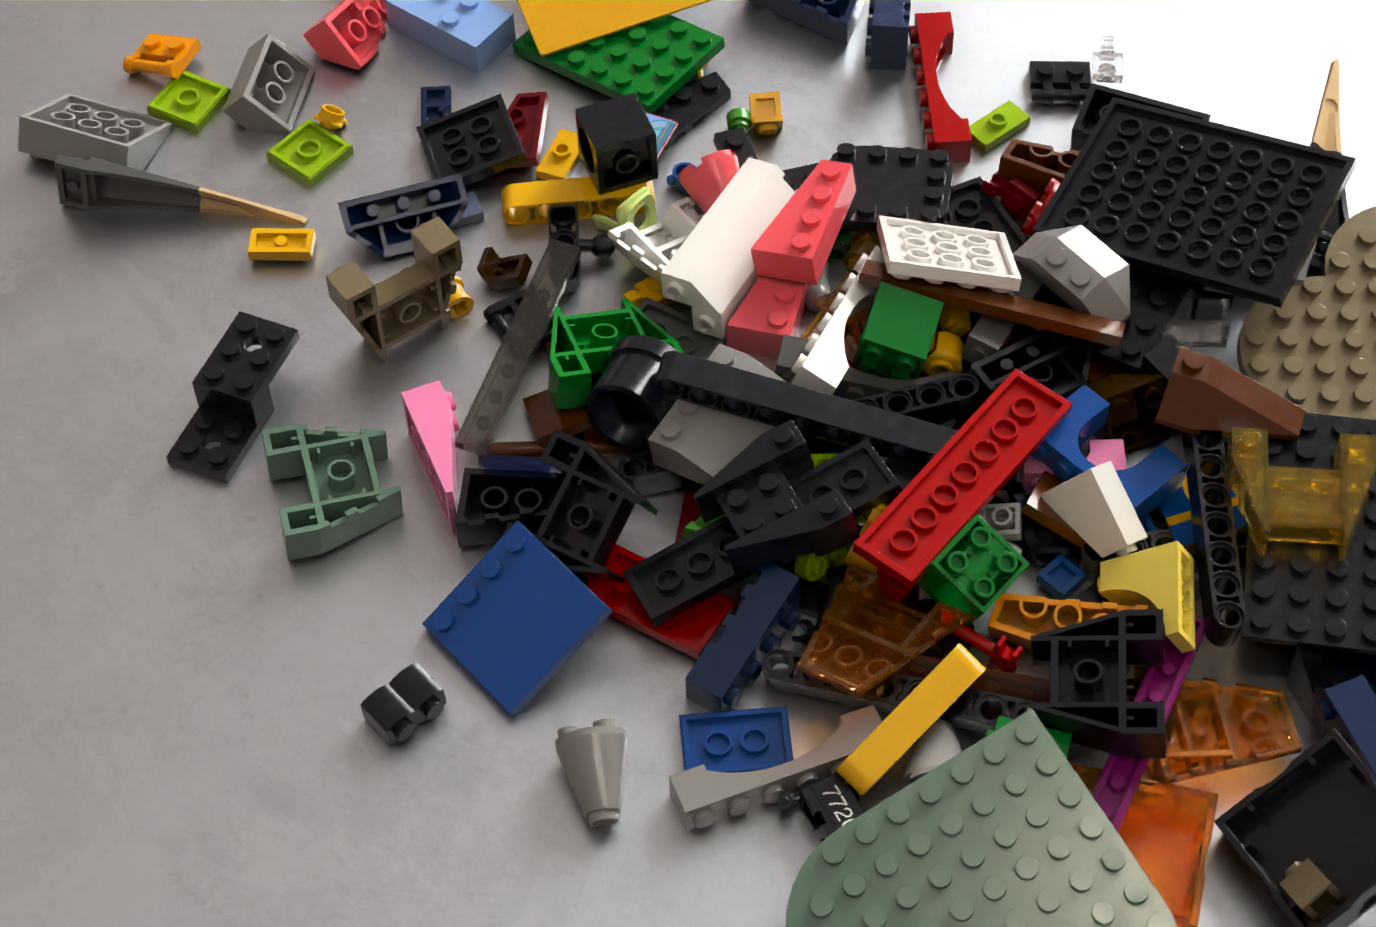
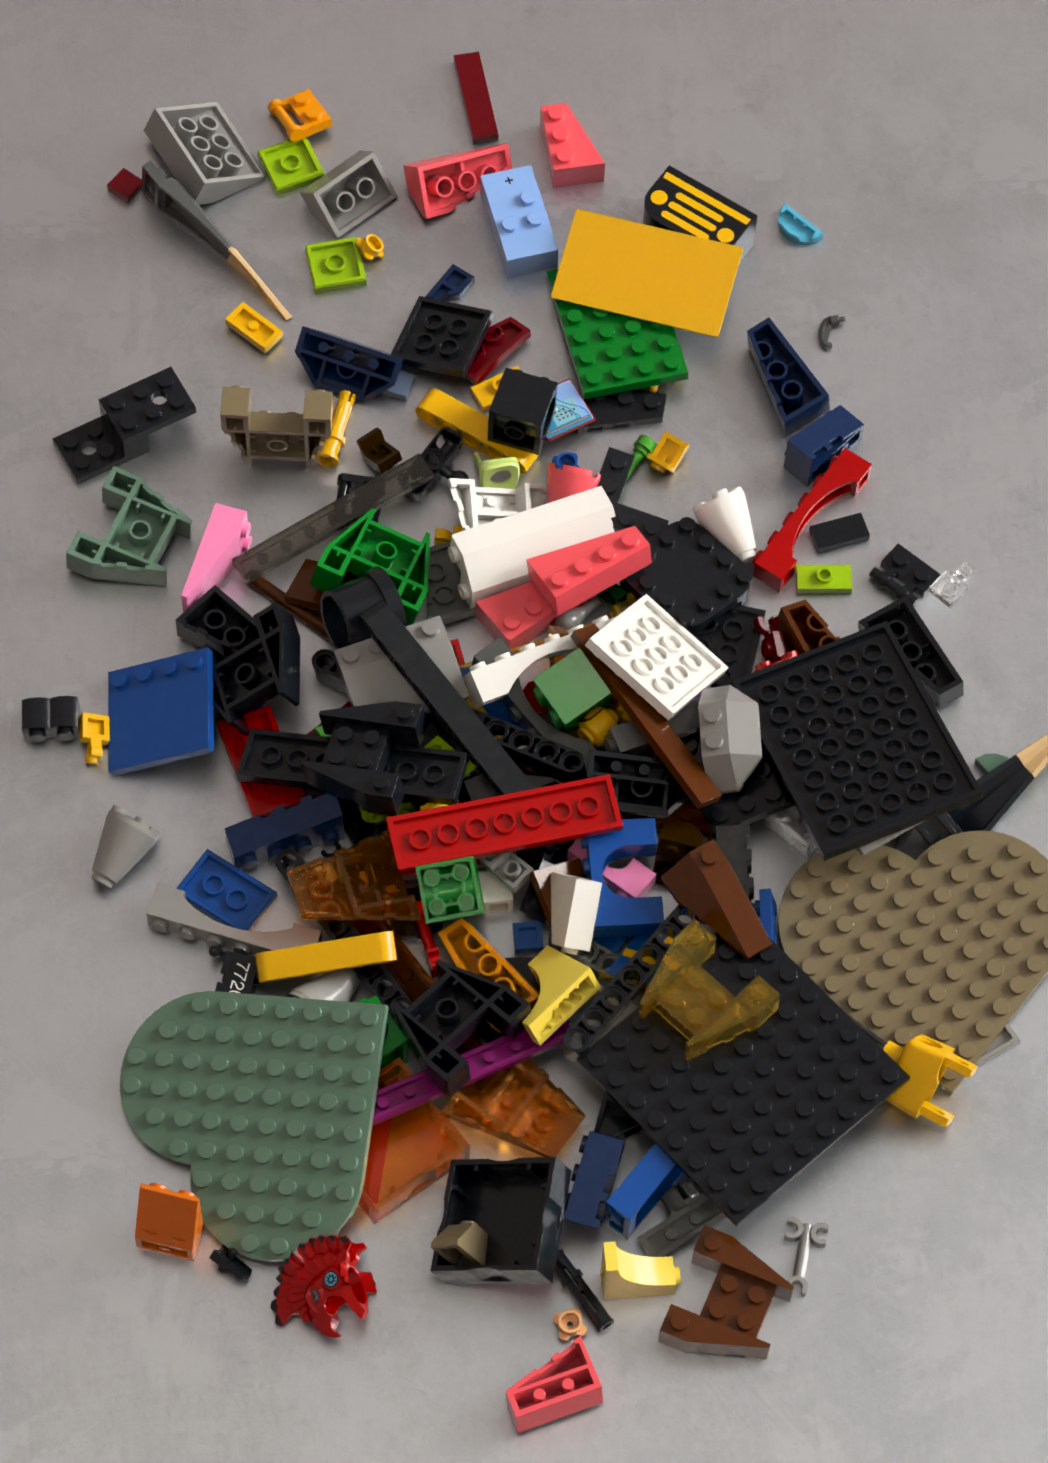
camera: 35 degrees right, 10 degrees up
(39, 207) = (125, 185): none -> dark red tile
(465, 686) = (95, 732): none -> yellow plate
(516, 463) = (247, 598): clear blue tile -> none
(878, 125) = (729, 522): none -> white cone
(971, 85) = (839, 532): none -> black tile

